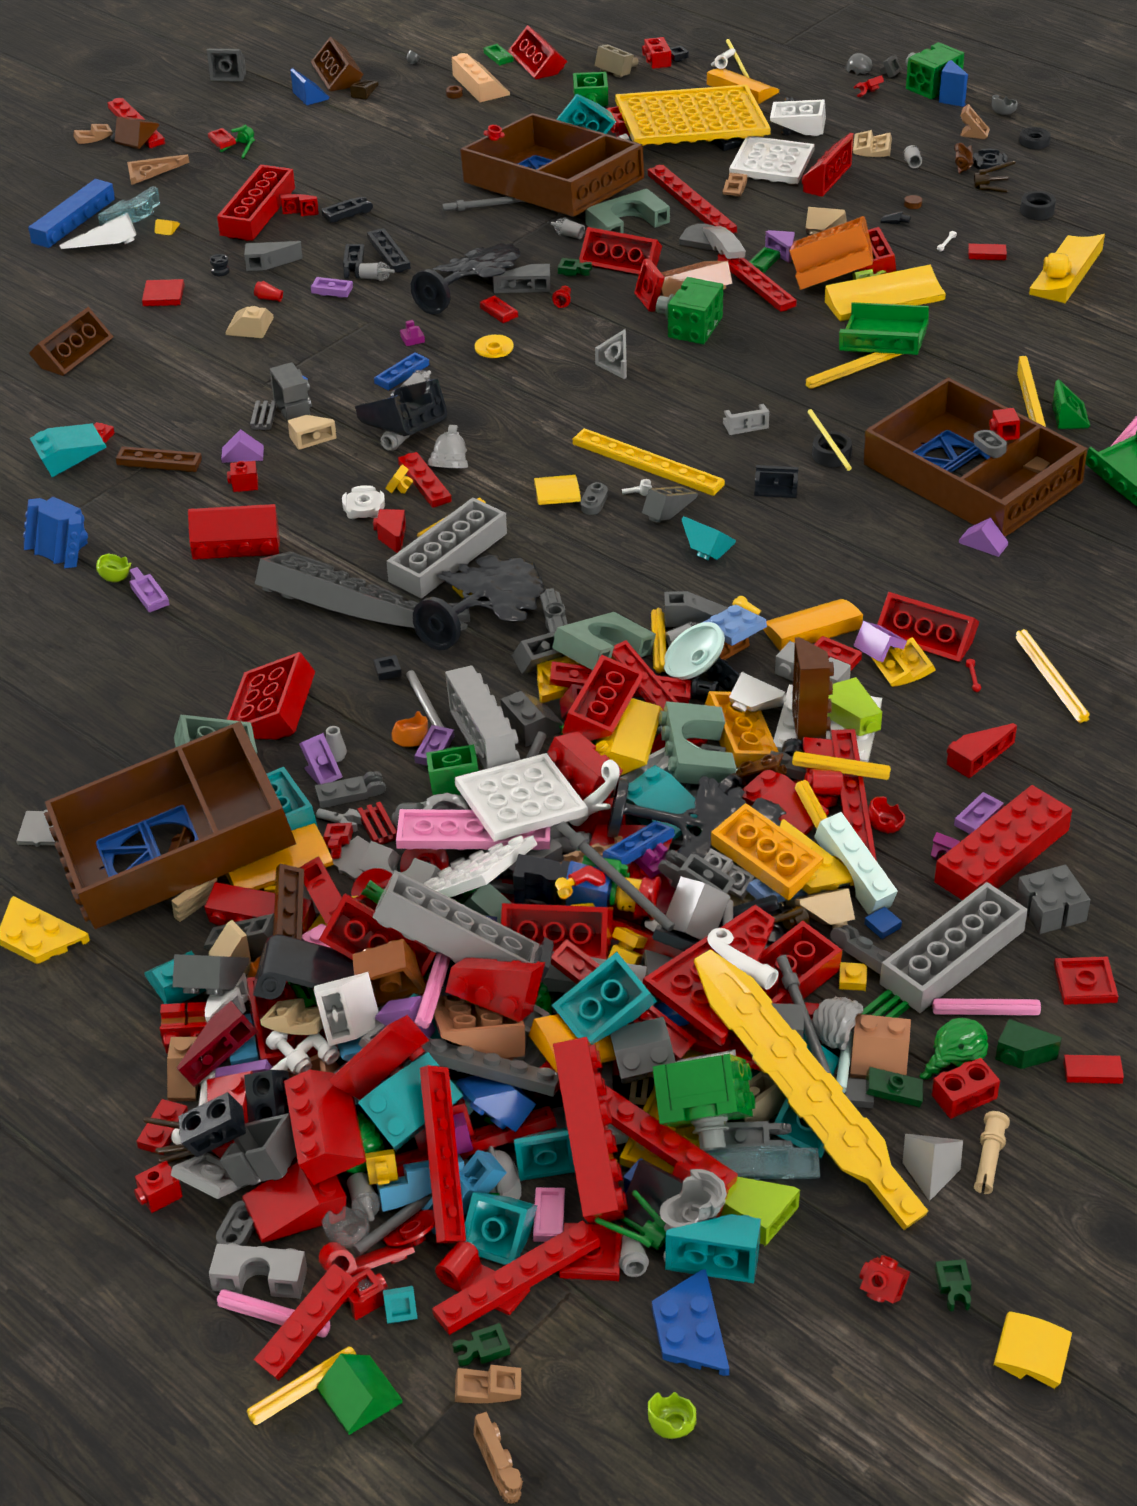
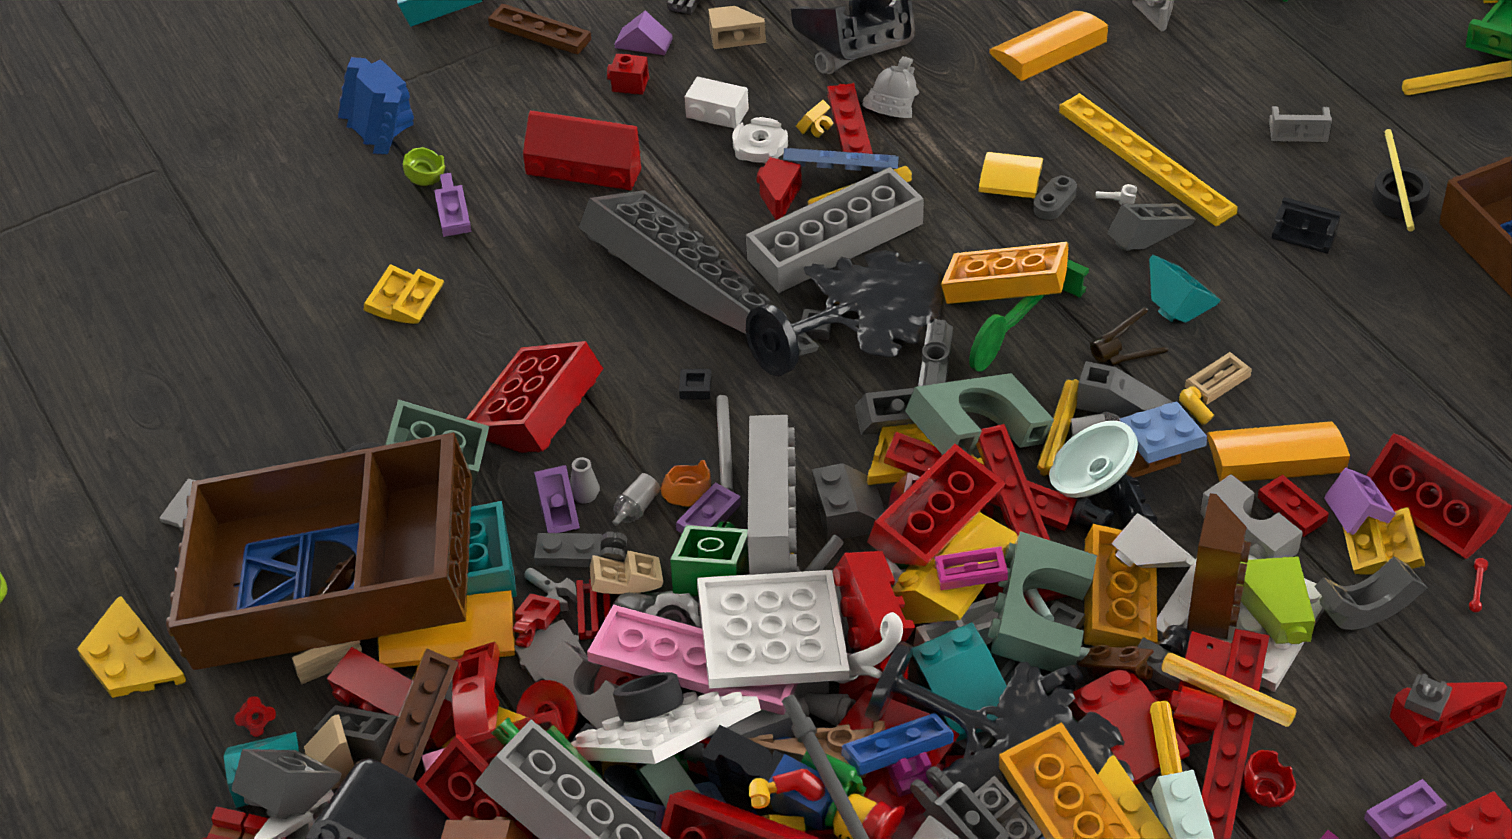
camera: 20 degrees right, 5 degrees up
(136, 657) = (403, 295): none -> yellow slope
(151, 943) = (250, 707): none -> red plate
(320, 482) = (716, 102): none -> white brick
(375, 752) = (635, 499): none -> piece
(394, 795) = (634, 575): none -> tan slope
(438, 501) = (852, 160): none -> medium blue wing
(453, 856) = (648, 696): none -> black tyre
(549, 400) = (1051, 44): none -> light orange slope
(583, 550) = (1006, 273): none -> light orange slope
(614, 545) = (993, 331): none -> green piece
(644, 730) = (971, 572): none -> dark pink tile
(673, 581) = (1109, 345): none -> dark brown plant
(758, 588) = (1223, 380): none -> tan tile
(911, 696) = (1373, 599): none -> dark grey arch
(970, 740) = (1428, 697): none -> dark grey tile

